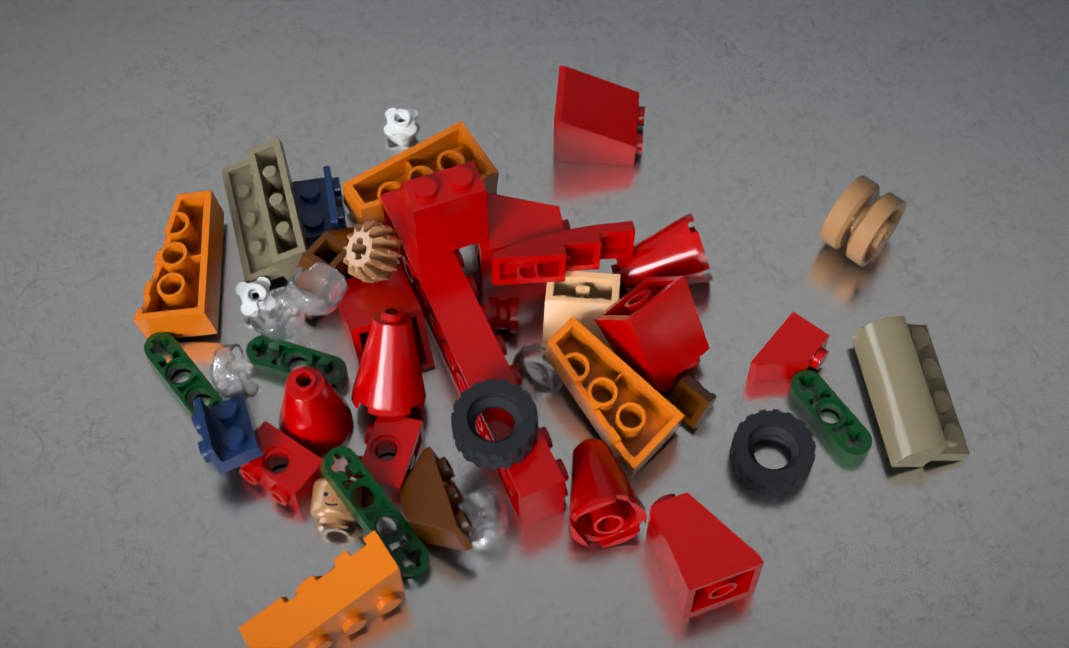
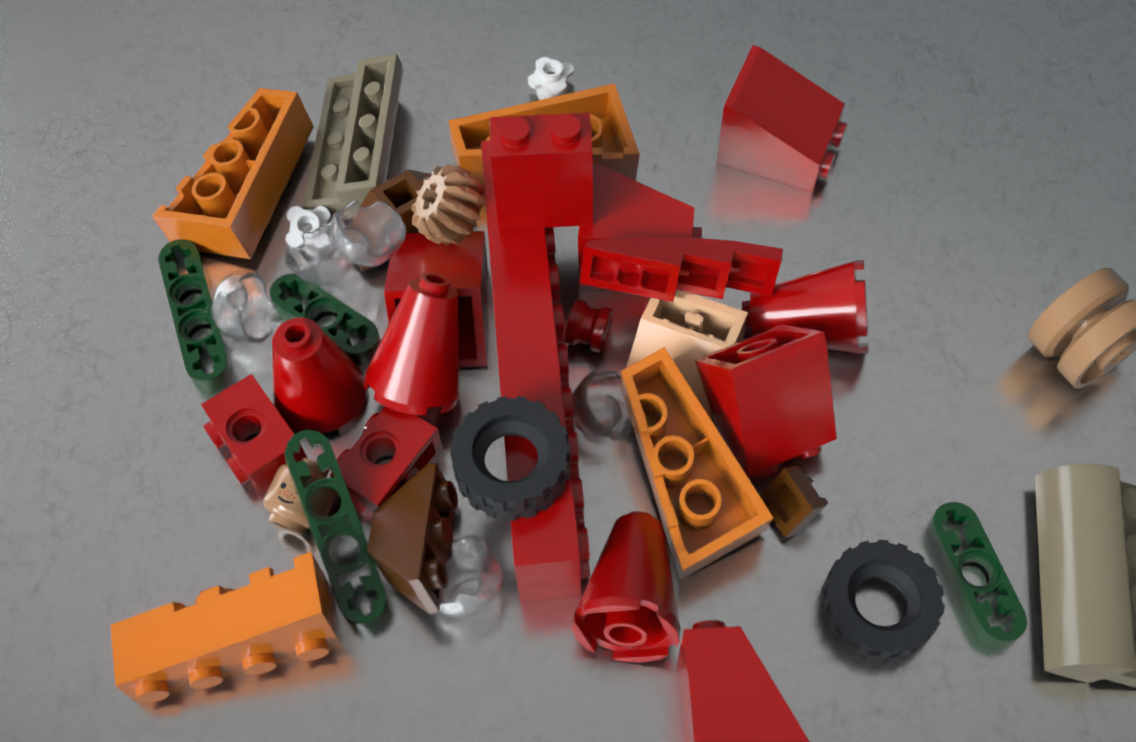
camera: 20 degrees right, 0 degrees up
(227, 433) = (197, 376): dark blue bracket -> none
(318, 205) = (420, 141): dark blue bracket -> none
(791, 349) = (945, 471): red slope -> none

